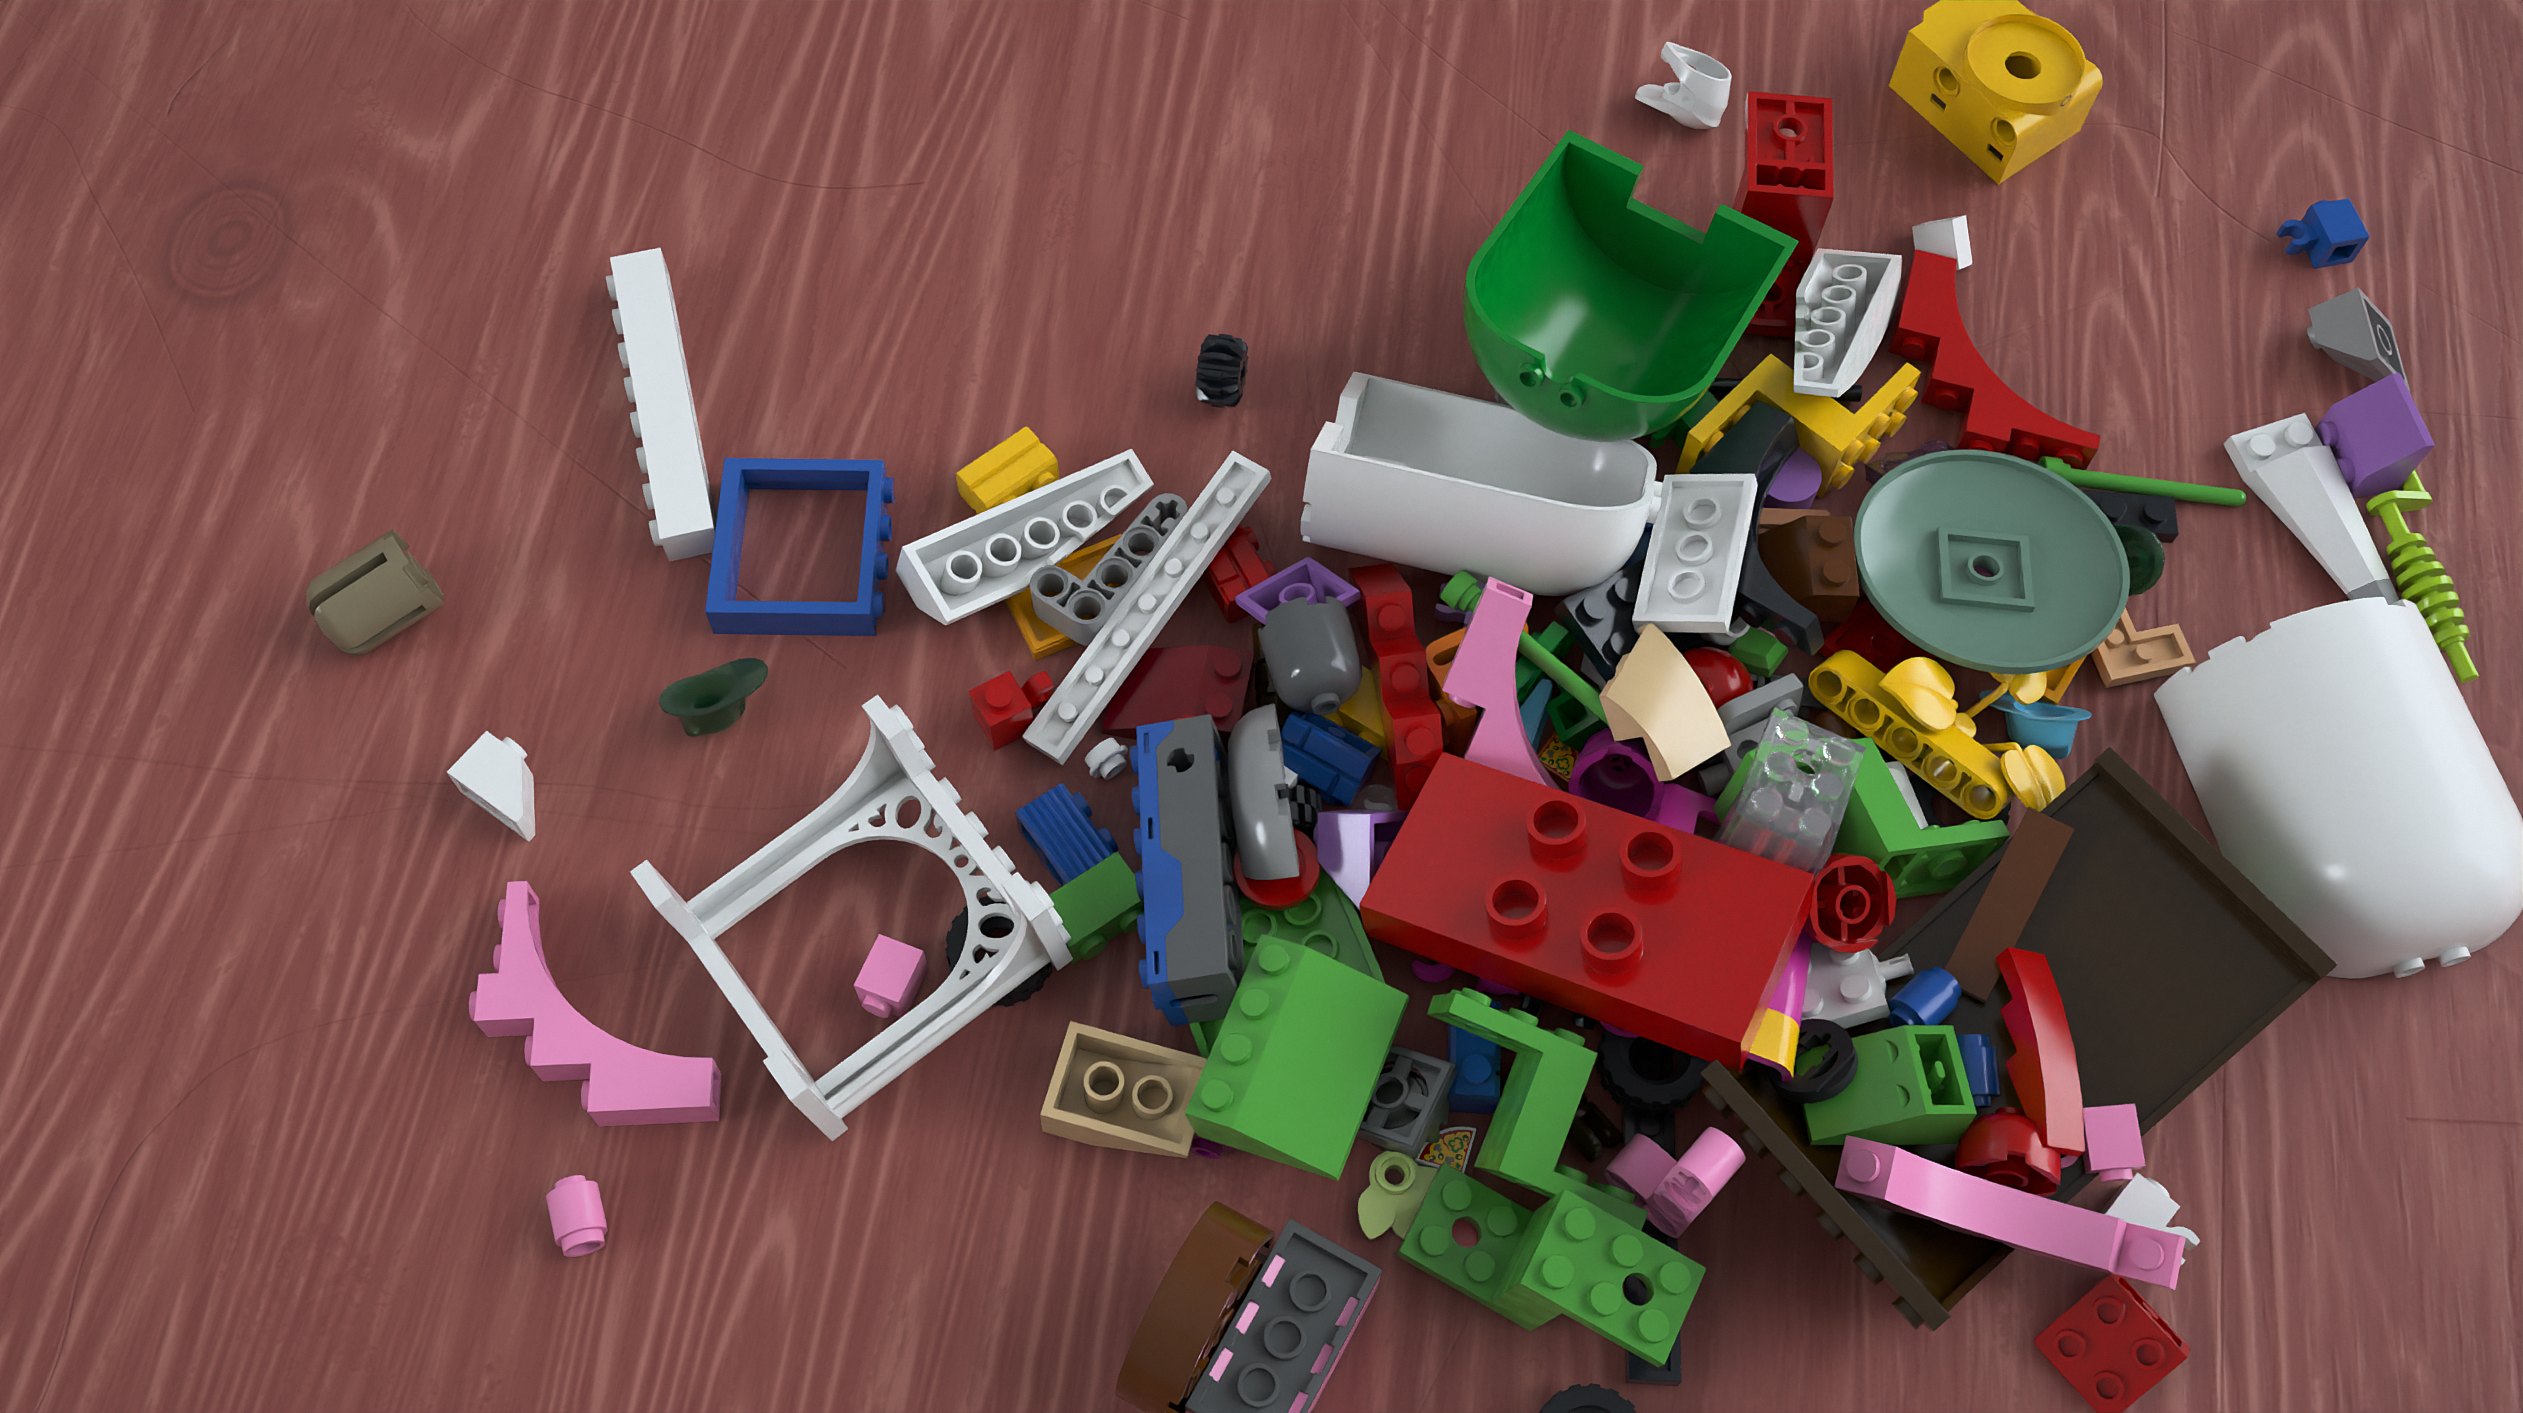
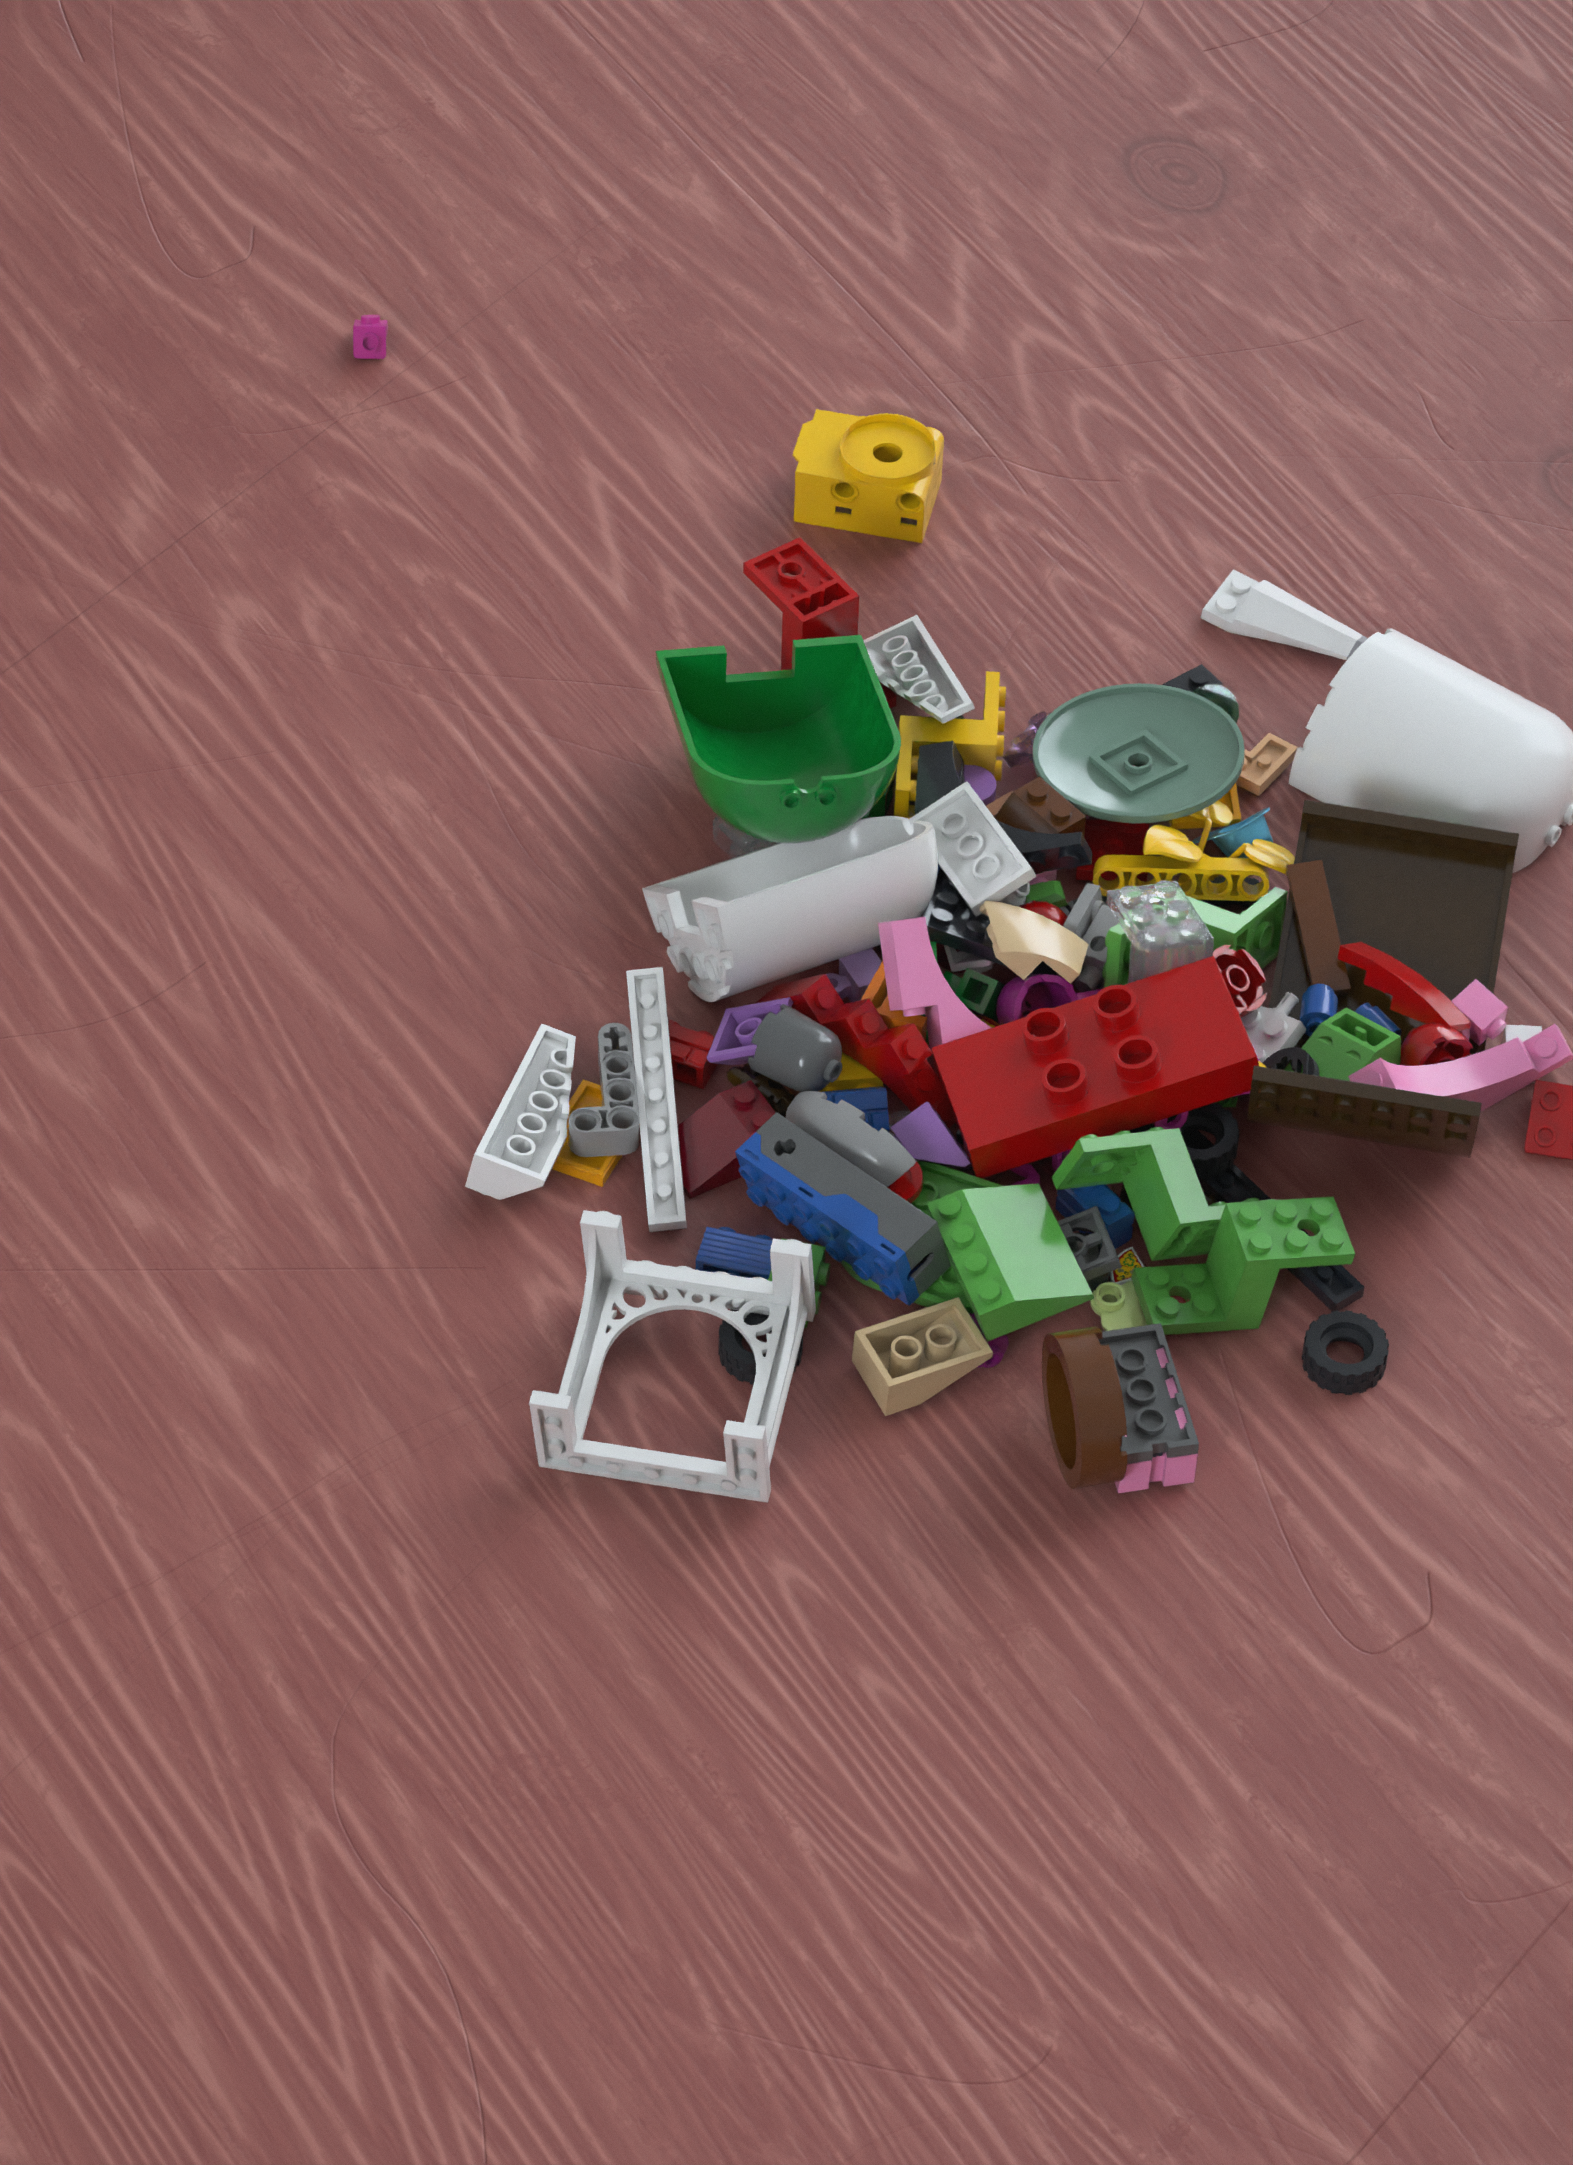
camera: 40 degrees left, 15 degrees down
(372, 595) = (135, 1413): dark tan cylinder -> none
(498, 781) = (345, 1463): white slope -> none
(577, 1216) = (661, 1634): bright pink brick -> none
(625, 1080) = (552, 1560): bright pink arch -> none
(664, 405) = (191, 1192): white brick -> none
(714, 698) = (430, 1323): clear green piece -> none
(798, 617) = (383, 1280): blue window -> none
(890, 977) = (711, 1396): bright pink brick -> none
(1005, 708) = (630, 1205): red brick -> none
(1007, 472) = (476, 1090): yellow brick -> none
(1106, 759) = (713, 1204): white plate -> none
(1221, 370) = (552, 942): black gear -> none
(1463, 594) = (859, 956): bright green piece -> none
(1672, 1189) = (1286, 1159): bright pink beam -> none
(1700, 94) = (687, 599): white helmet -> none
(1946, 238) = (927, 598): white panel -> none
(1961, 381) = (1022, 672): red arch -> none
(2143, 486) = (1204, 658): bright green piece -> none
(2328, 233) = (1152, 454): blue brick -> none
(2356, 335) = (1225, 508): light grey slope -> none
(2376, 436) = (1288, 555): medium lavender slope -> none
(2422, 576) = (1365, 616): lime piece -> none

